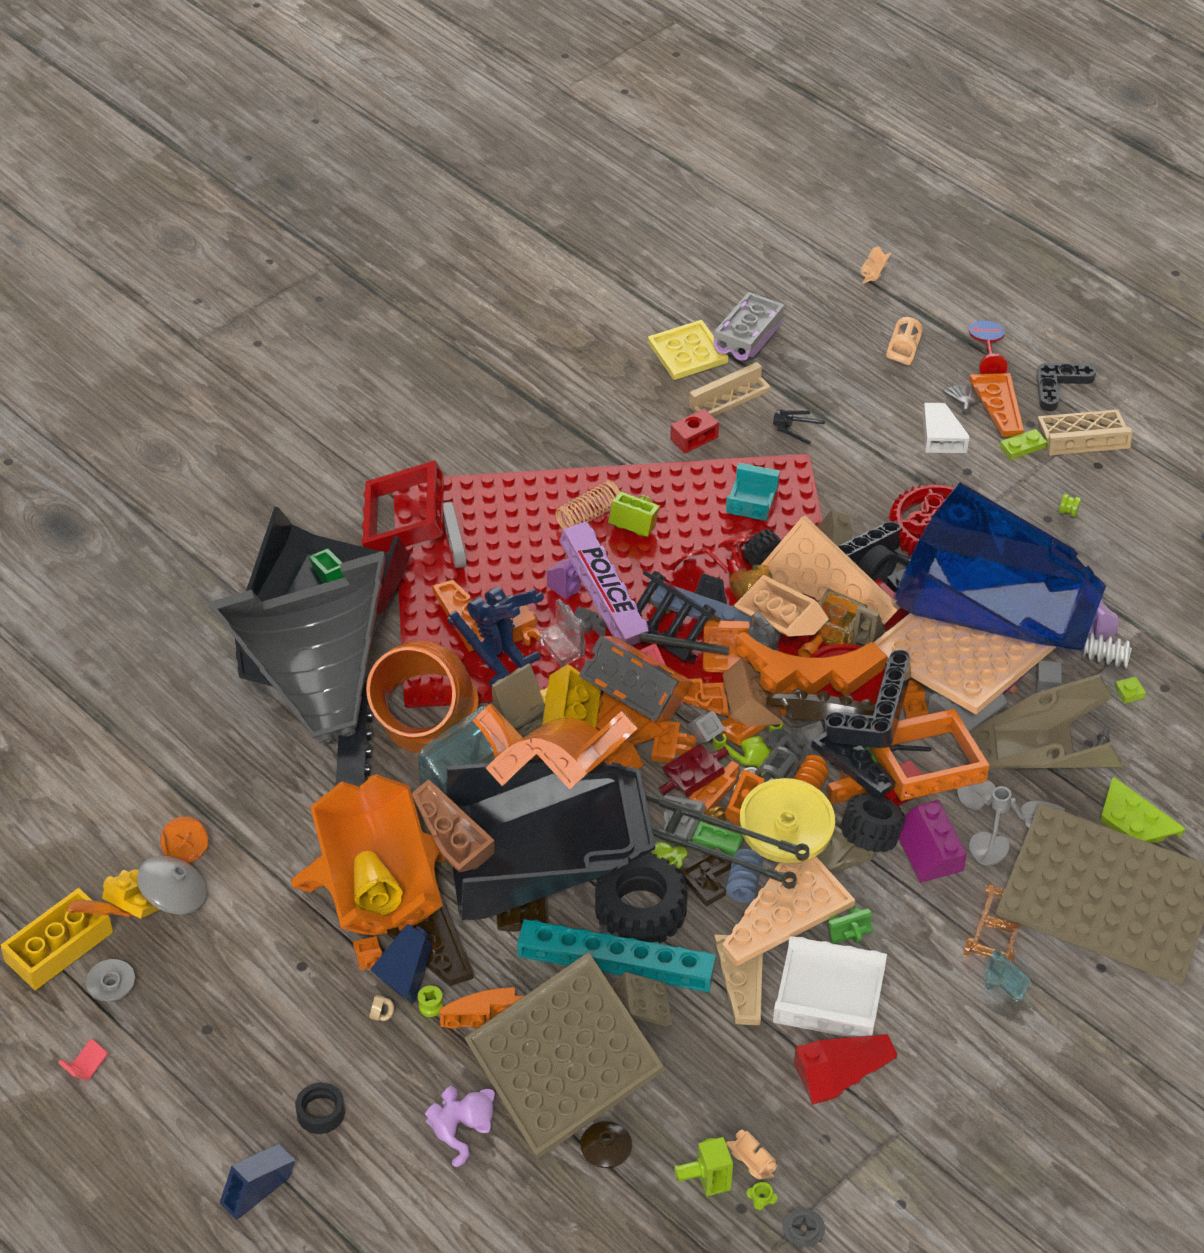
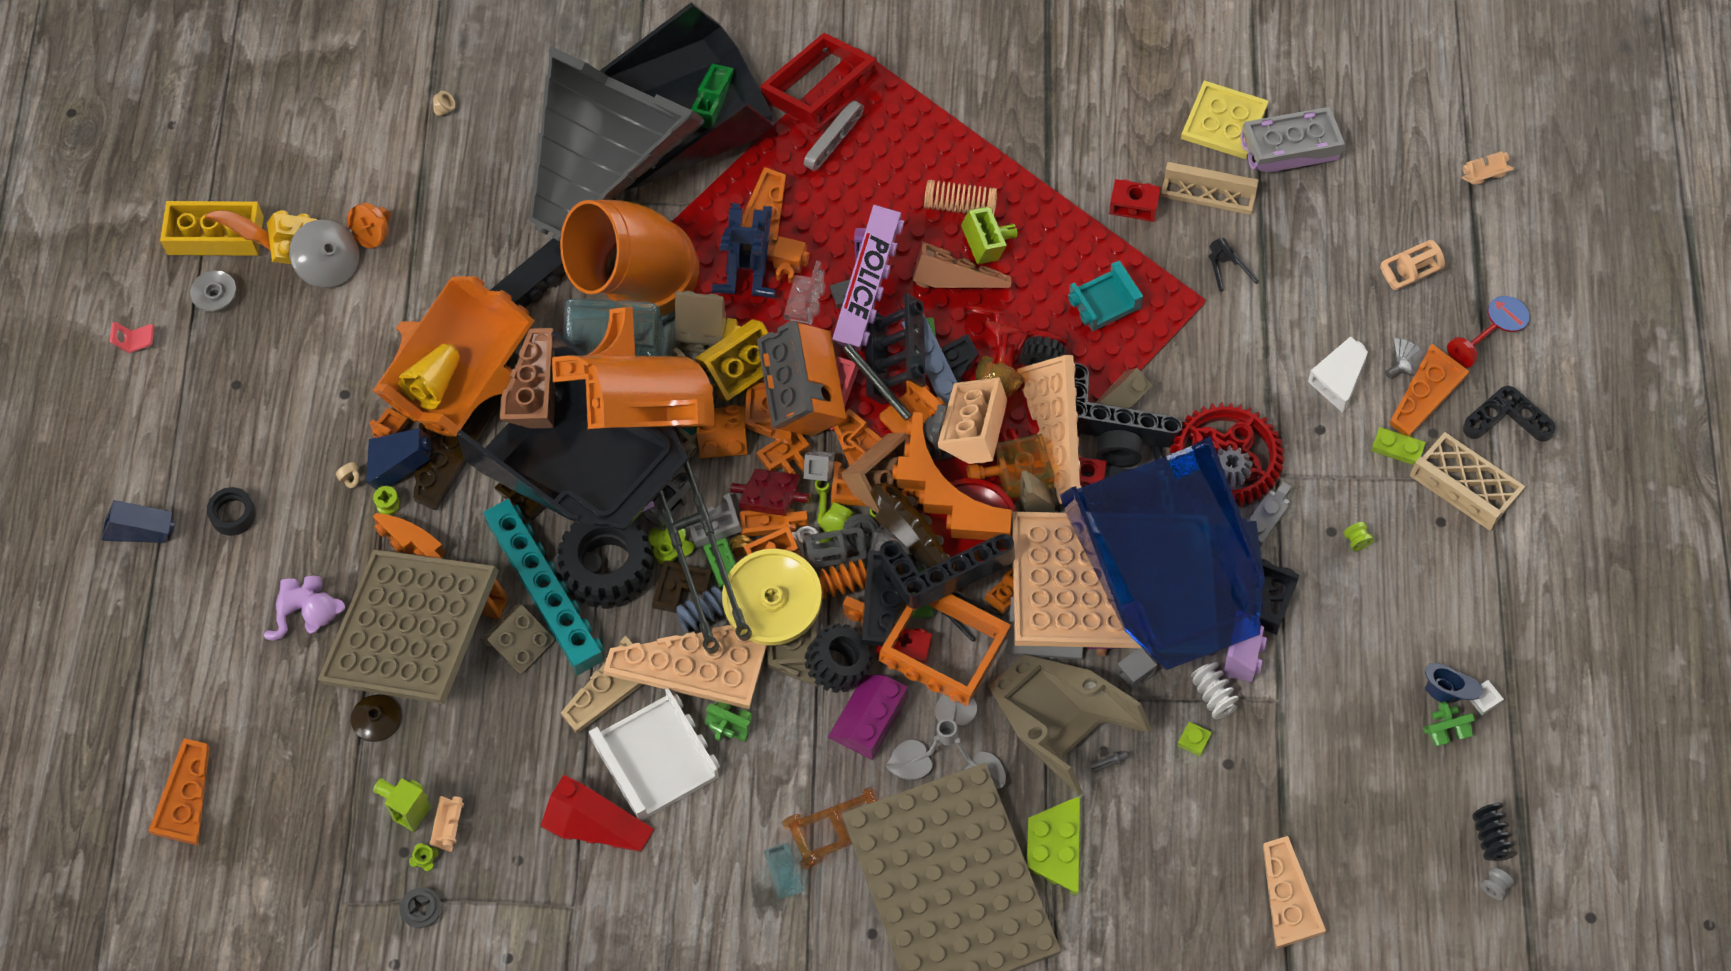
camera: 50 degrees right, 15 degrees up
(135, 725) = (443, 103): none -> tan tile
(639, 552) = (941, 270): none -> nougat wedge

